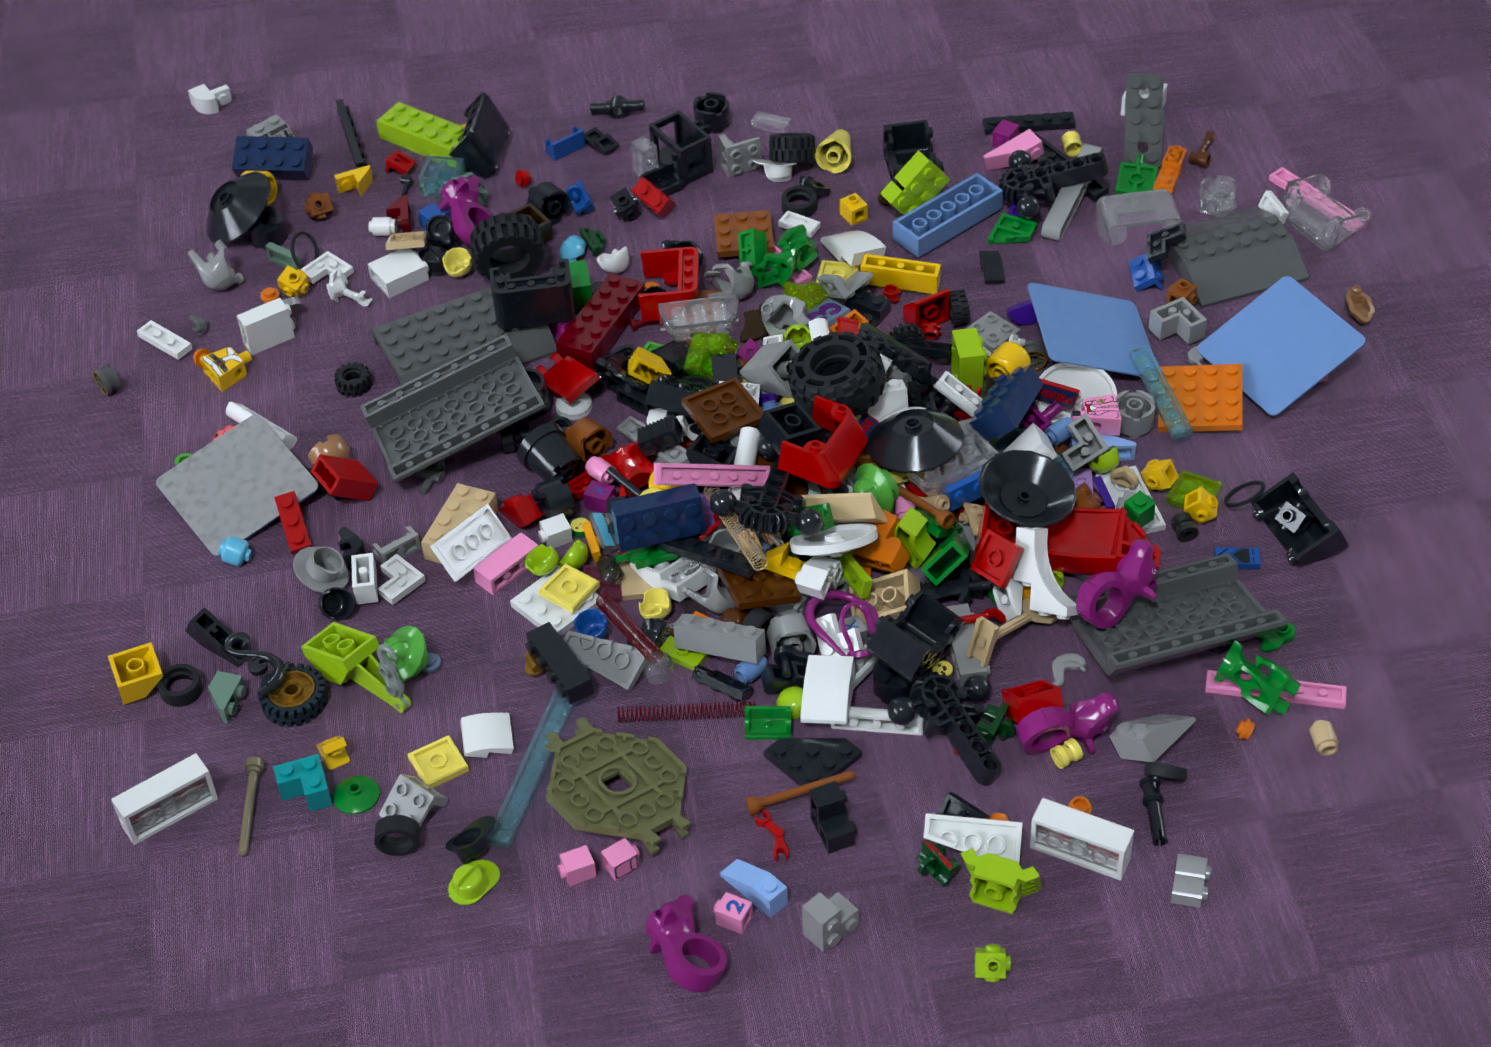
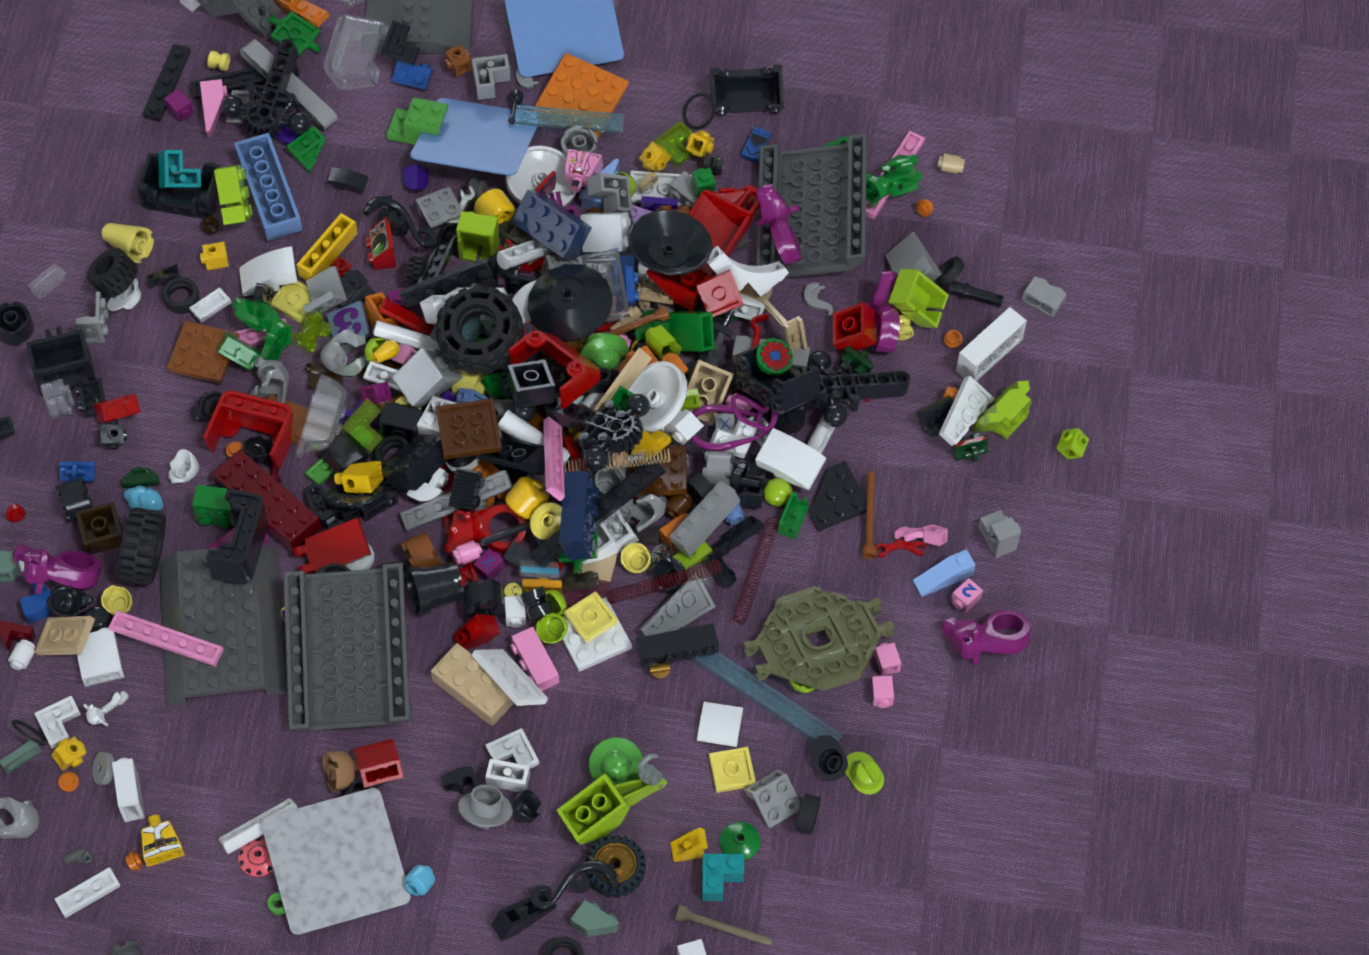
camera: 75 degrees left, 15 degrees up
(292, 522) = (407, 822): red plate -> none
(353, 371) = (238, 742): black tyre -> none
(403, 546) = (472, 743): light grey hinge -> none
(422, 297) = (166, 638): none -> bright pink tile
(555, 540) = (536, 603): none -> black wheel
(591, 623) = (638, 611): blue hair -> none
(673, 679) = (727, 576): none -> black plate
(799, 338) = (386, 351): none -> yellow cone
(800, 851) = (931, 534): none -> bright pink piece
(817, 246) = (263, 293): none -> black beam
(830, 817) = (908, 502): black brick -> none
(916, 137) = (172, 172): none -> teal brick
(931, 331) = (406, 252): red plate -> none
(937, 624) = (774, 356): none -> tile
(948, 299) = (404, 217): none -> black plant
(1058, 432) = (584, 202): medium blue brick -> none
(1088, 284) = (422, 116): none -> bright green bracket
(1098, 742) = (915, 294): none -> lime piece
(1166, 352) = (515, 101): none -> black hinge
(1294, 517) = (741, 89): black brick -> none

